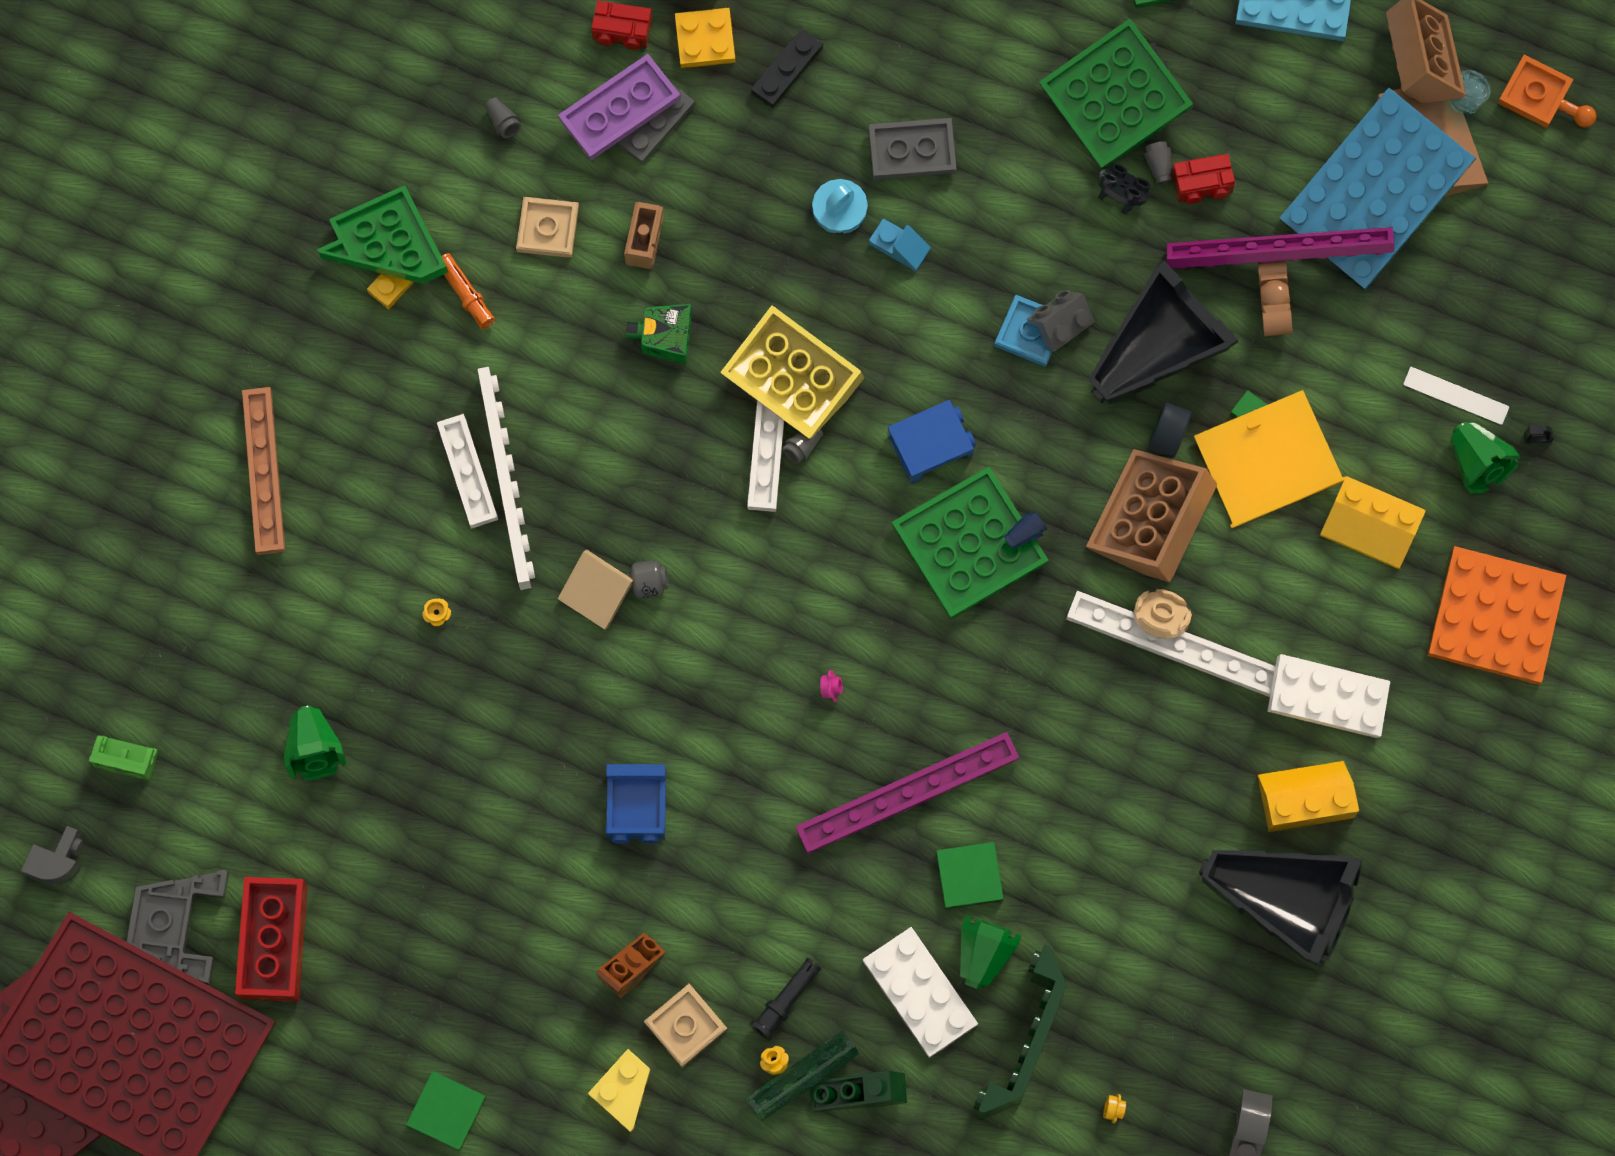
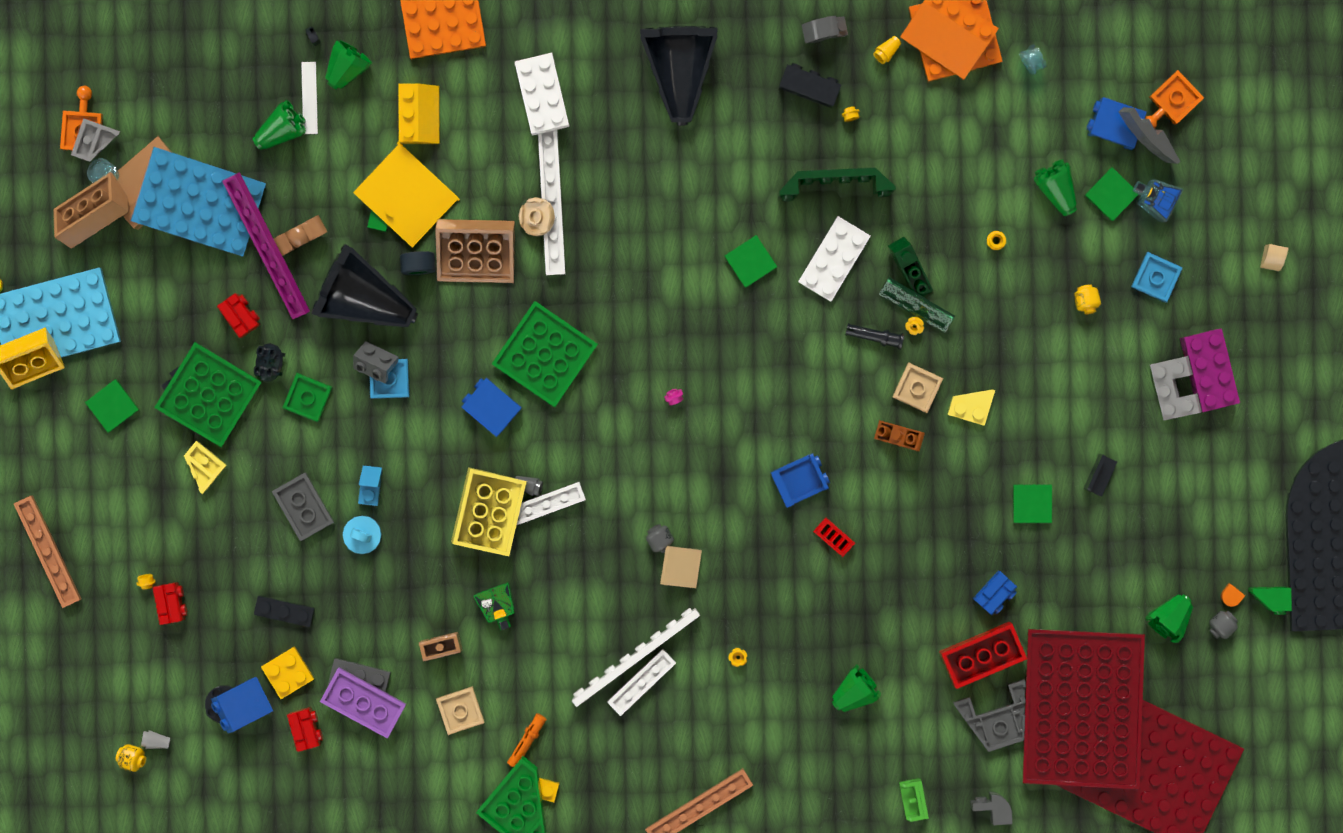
camera: 115 degrees left, 15 degrees up
(348, 999) = (995, 593): none -> blue brick
(503, 119) = (402, 773): dark grey cone -> none
(519, 832) = (846, 548): none -> red slope
(907, 793) = (718, 320): magenta plate -> none
(984, 951) = (792, 230): green cone -> none
(1025, 51) = (203, 465): none -> light yellow wing
(1025, 530) = (524, 322): dark blue cone -> none
(1054, 218) = (307, 397): none -> green tile
(1159, 161) = (240, 347): dark grey cone -> none
(1180, 1068) = (810, 85): none -> black brick
(1308, 796) = (608, 81): yellow slope -> none
(1433, 339) = (280, 127): none -> green cone
(1518, 95) = (92, 139): none -> light grey wing

